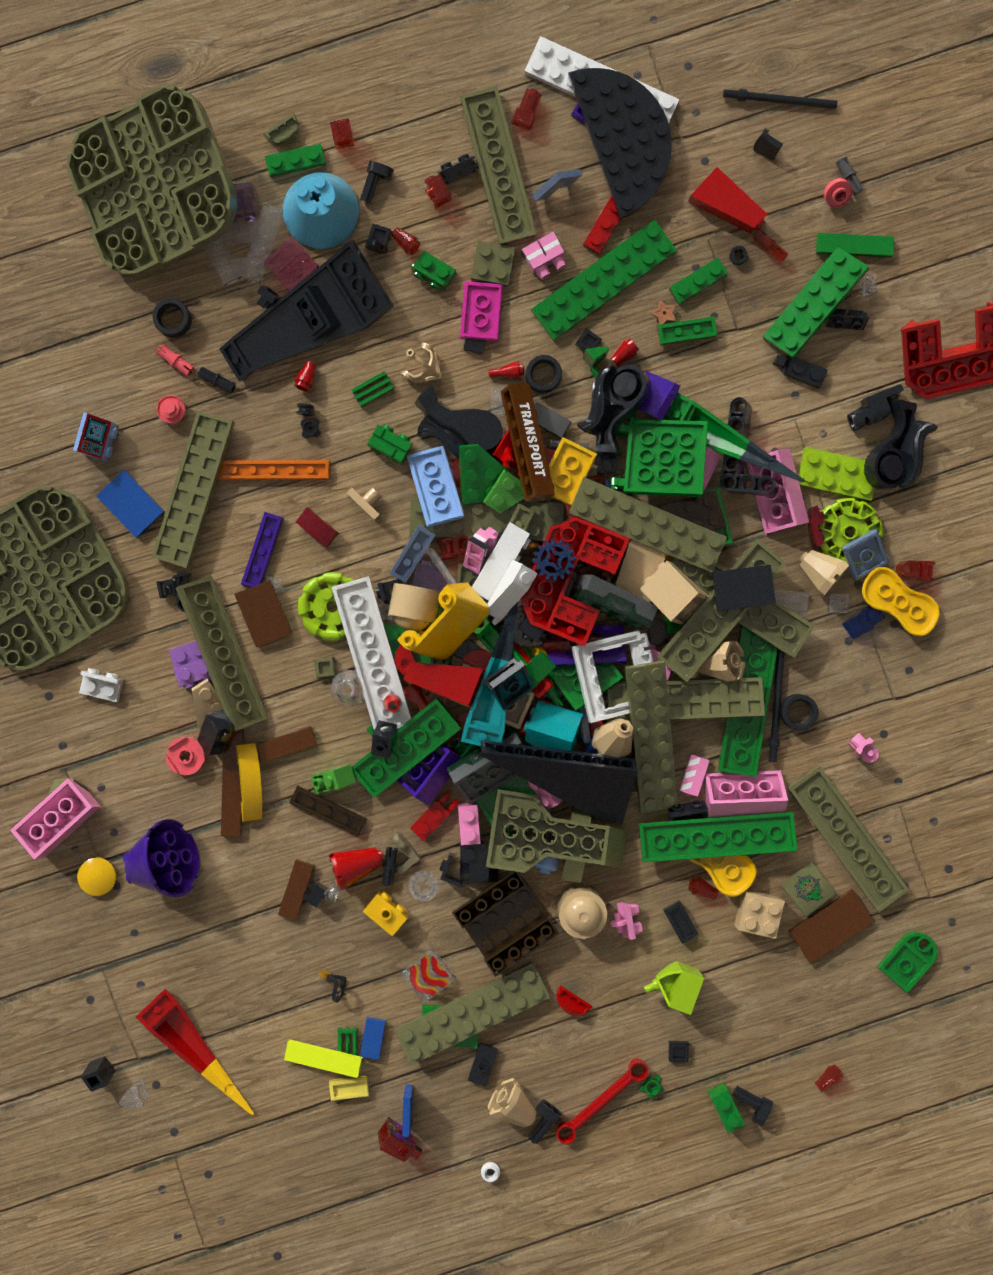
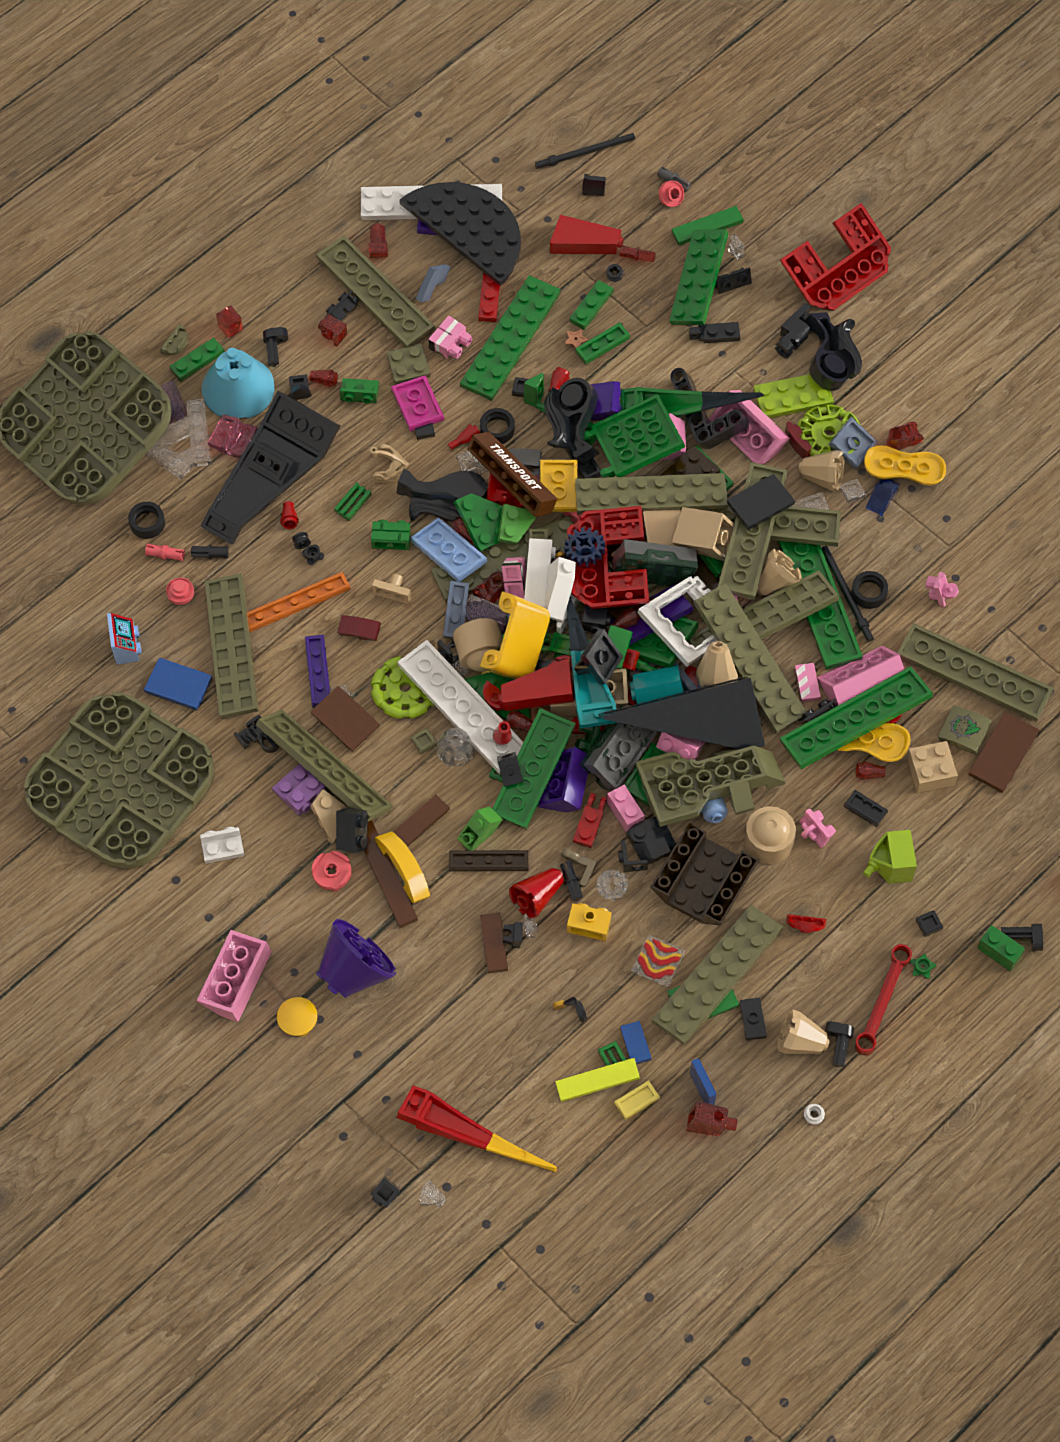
camera: 25 degrees left, 25 degrees down
(267, 297) = (224, 468): black tile -> none

